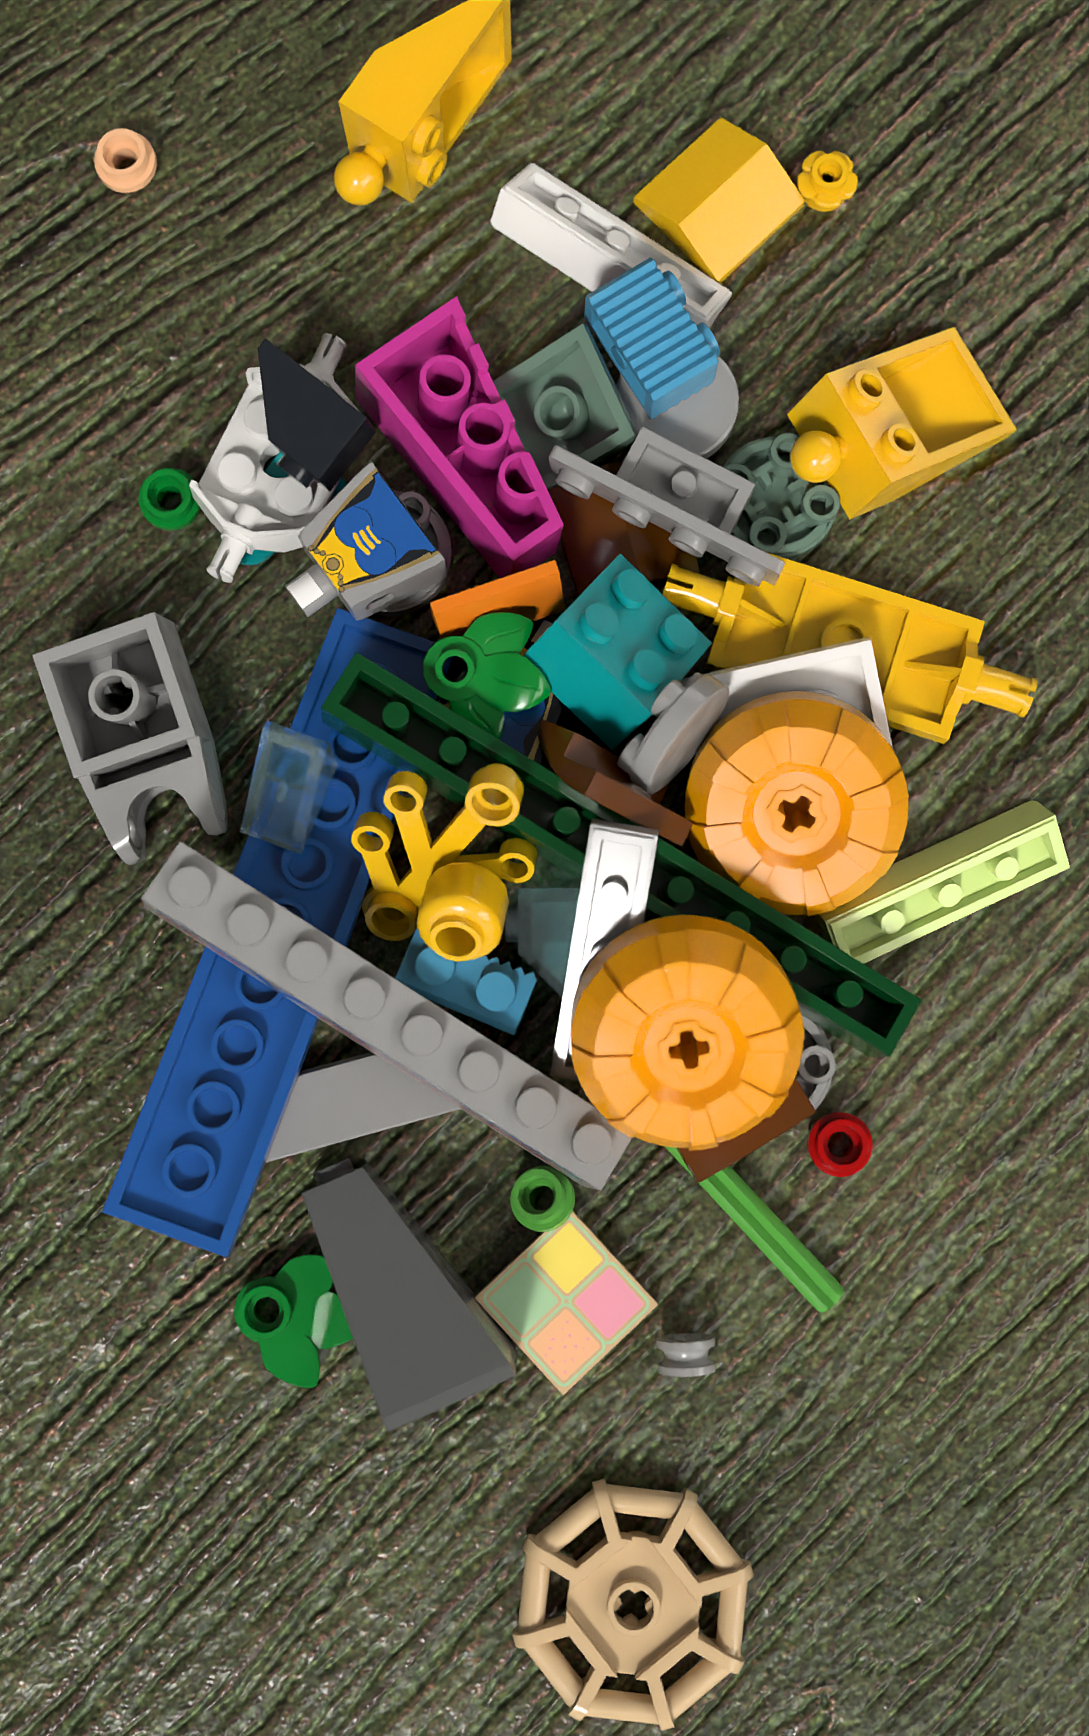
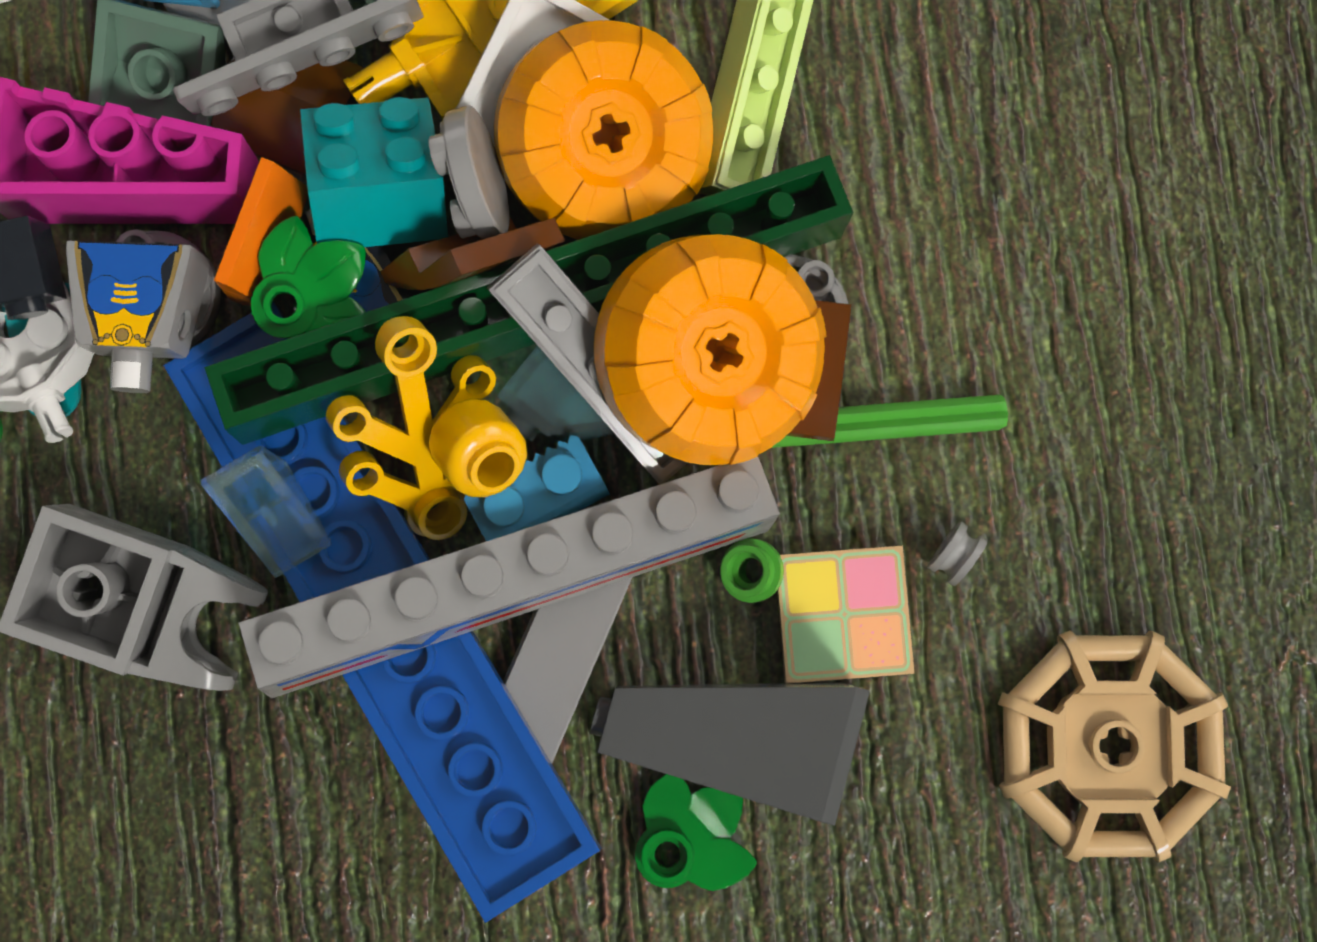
camera: 45 degrees left, 0 degrees up
(859, 1144) = (897, 294): red plate -> none

